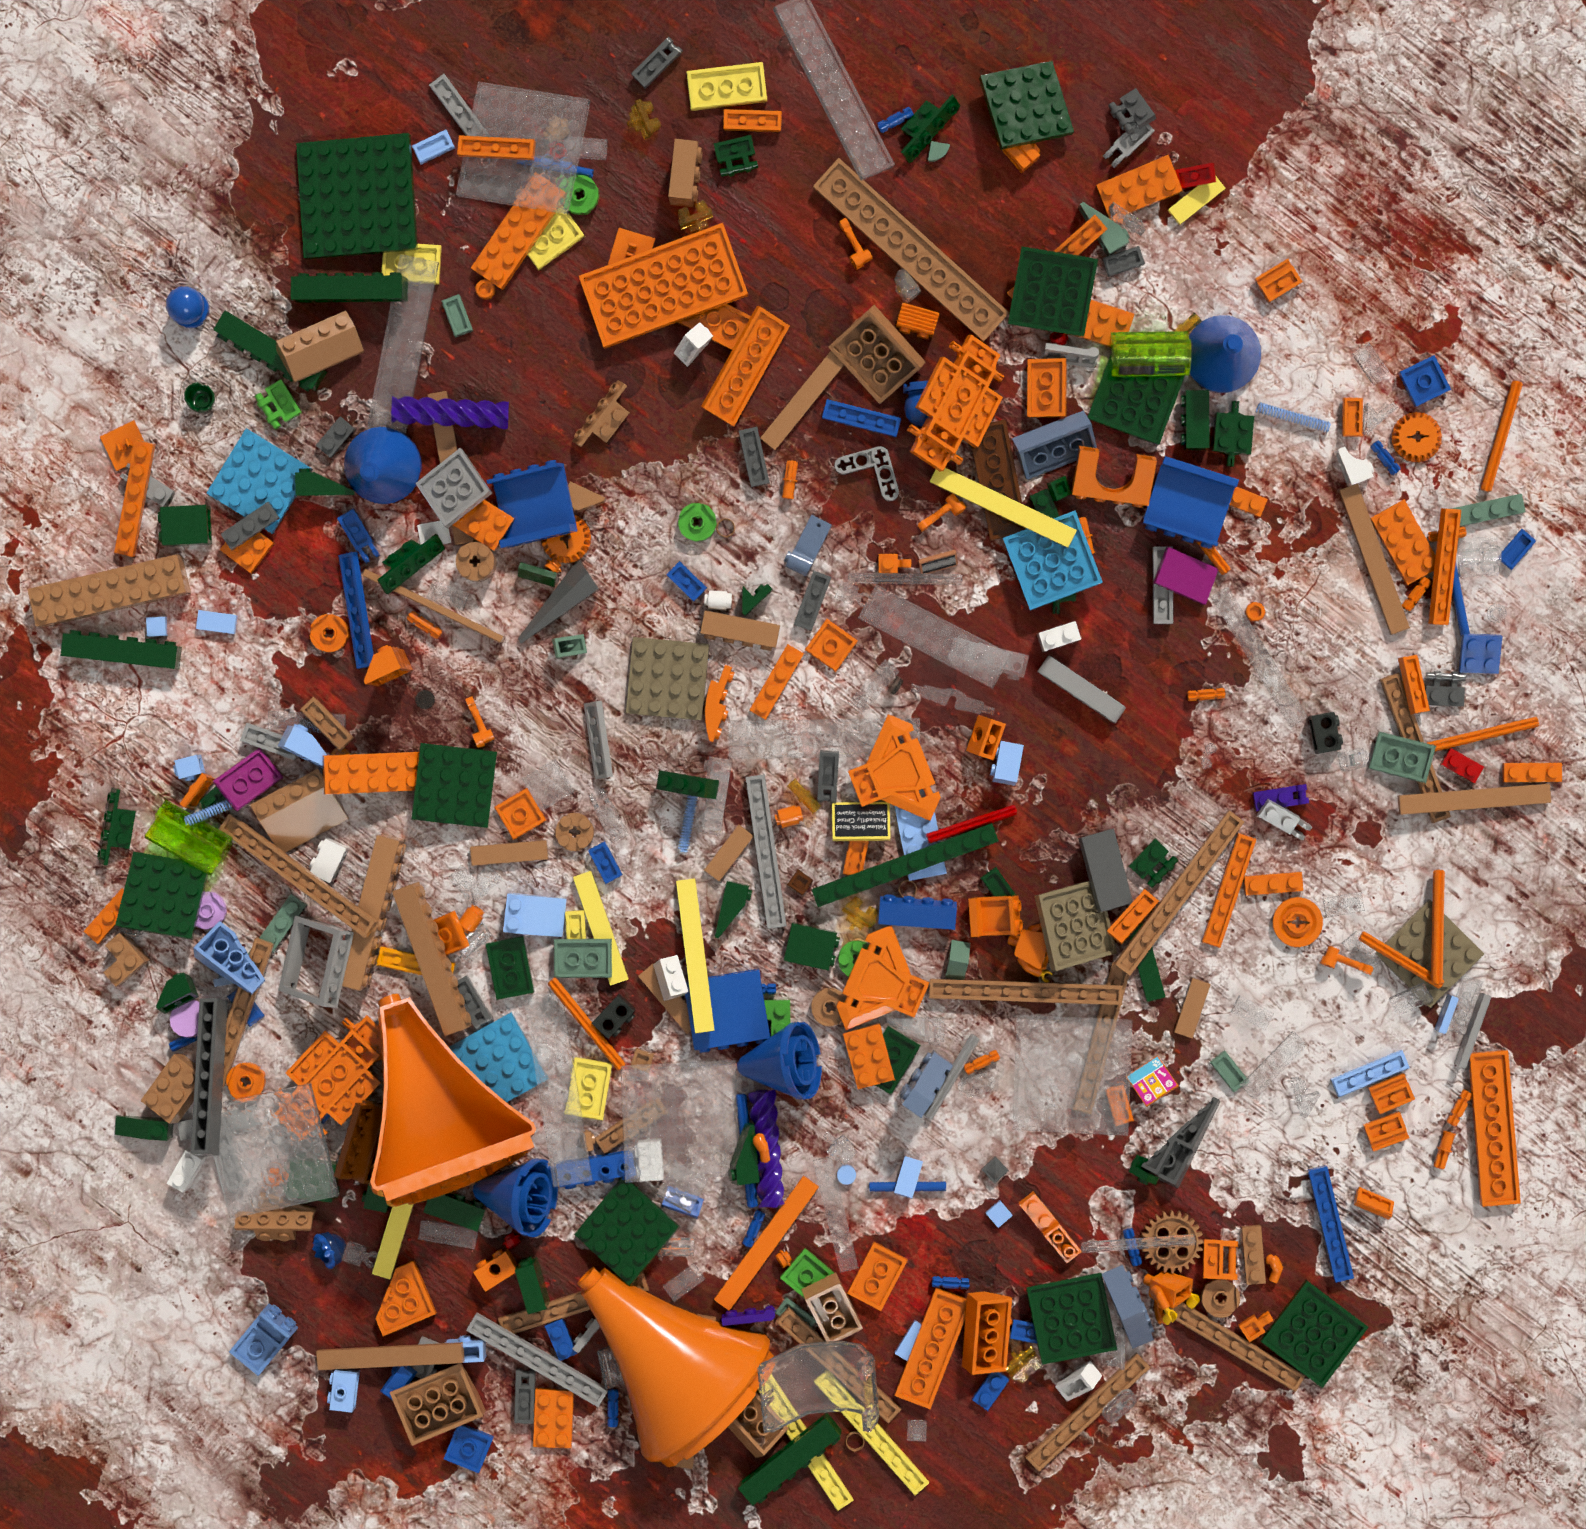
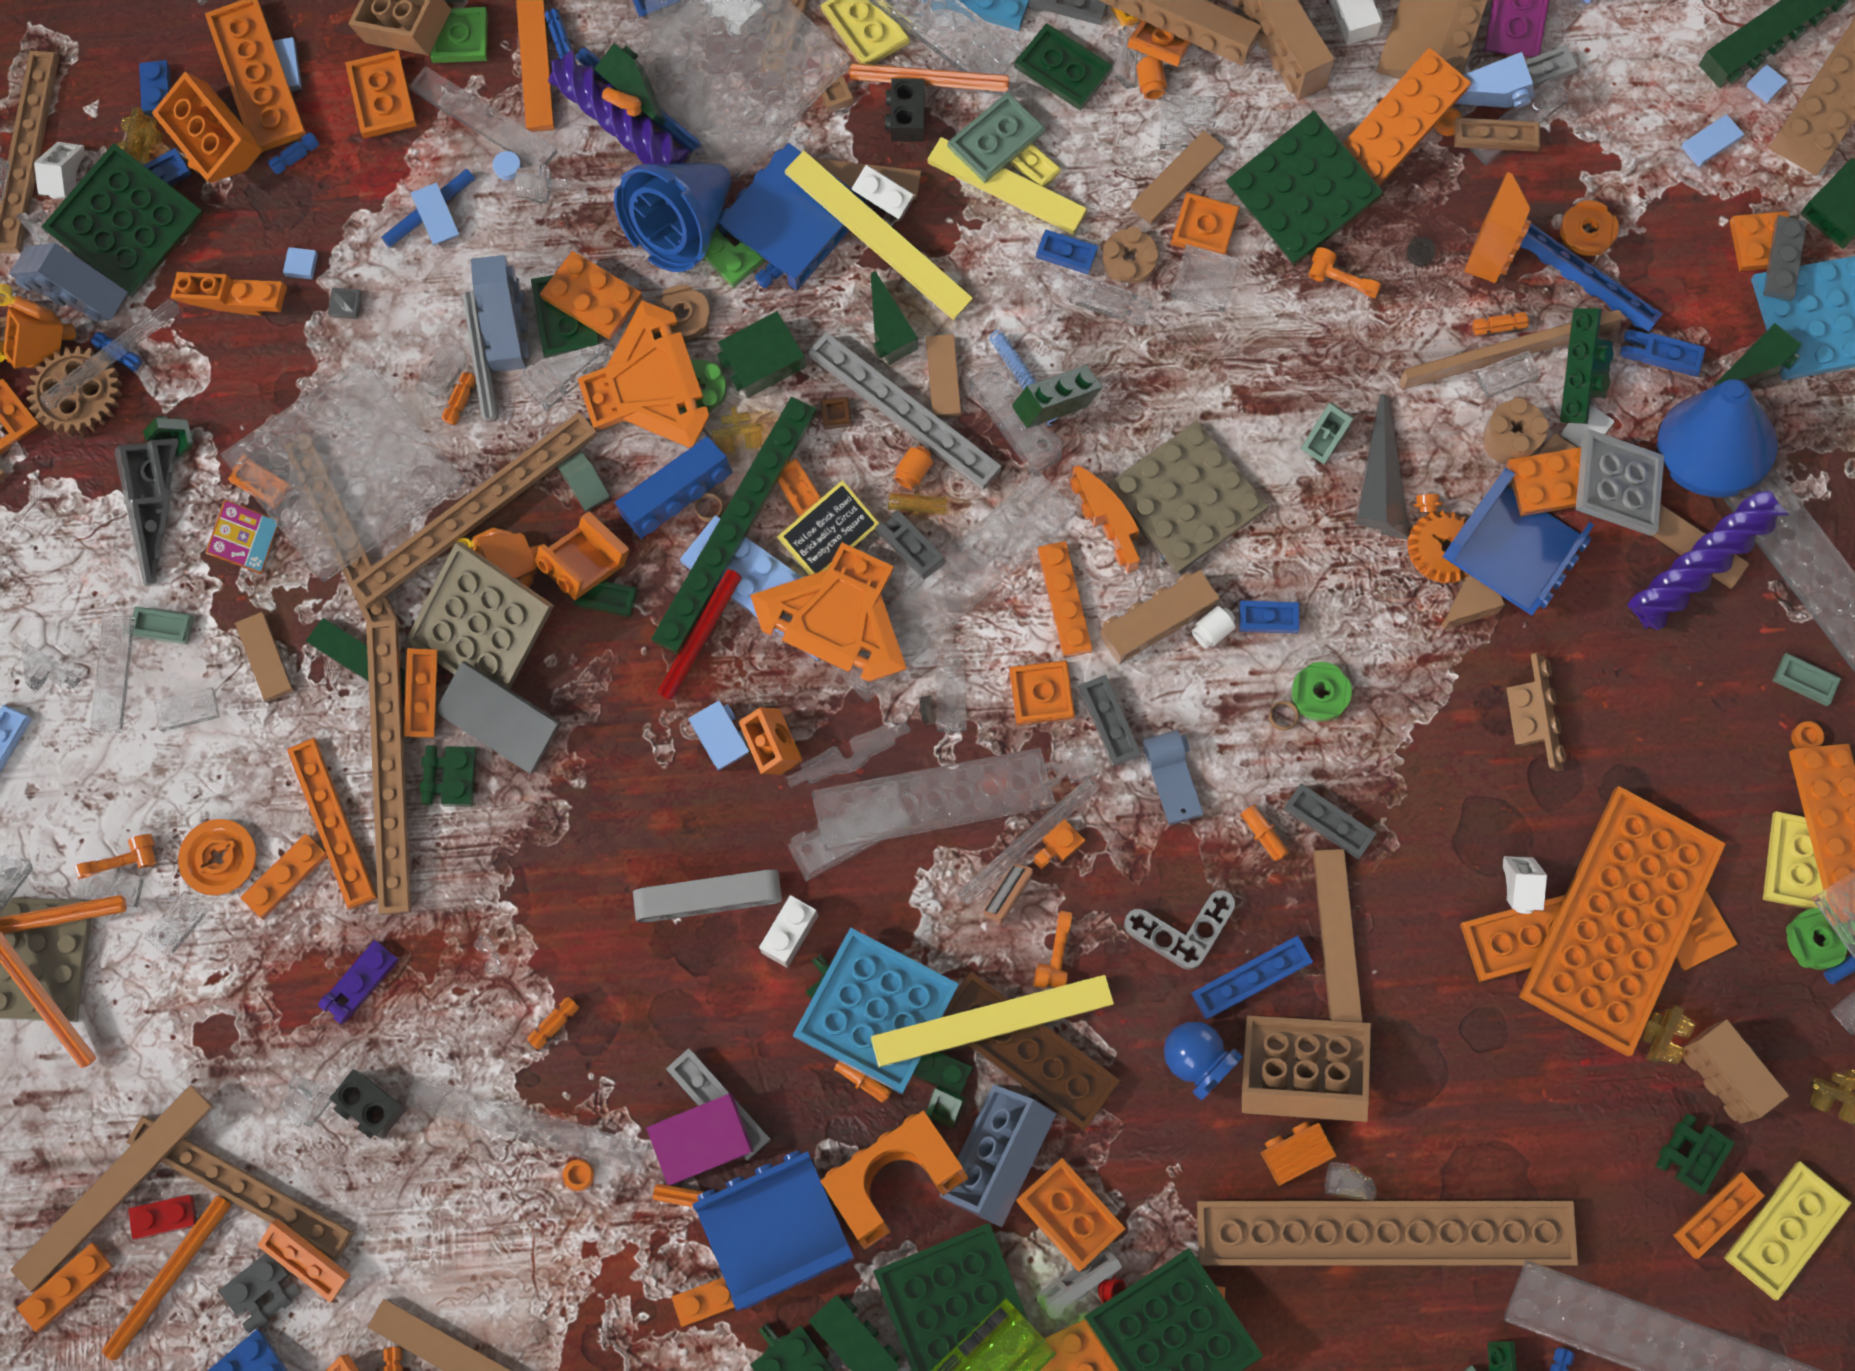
camera: 145 degrees right, 15 degrees down
(335, 437) = (1794, 432): dark grey plate -> none
(534, 915) = (1091, 136): light blue slope -> none
(537, 574) = (1437, 478): dark green tile -> none
(598, 739) = (1205, 372): light grey plate -> none
(745, 366) = (1441, 913): orange plate -> none
(750, 602) = (1179, 657): dark green slope -> none
(783, 1258) = (499, 30): orange plate -> none
(860, 257) = (1435, 1170): orange brick -> none
(957, 403) = (1160, 1092): orange piece -> none
(1283, 819) = (332, 957): light grey hinge -> none
(1402, 757) = (246, 1159): sand green tile -> none

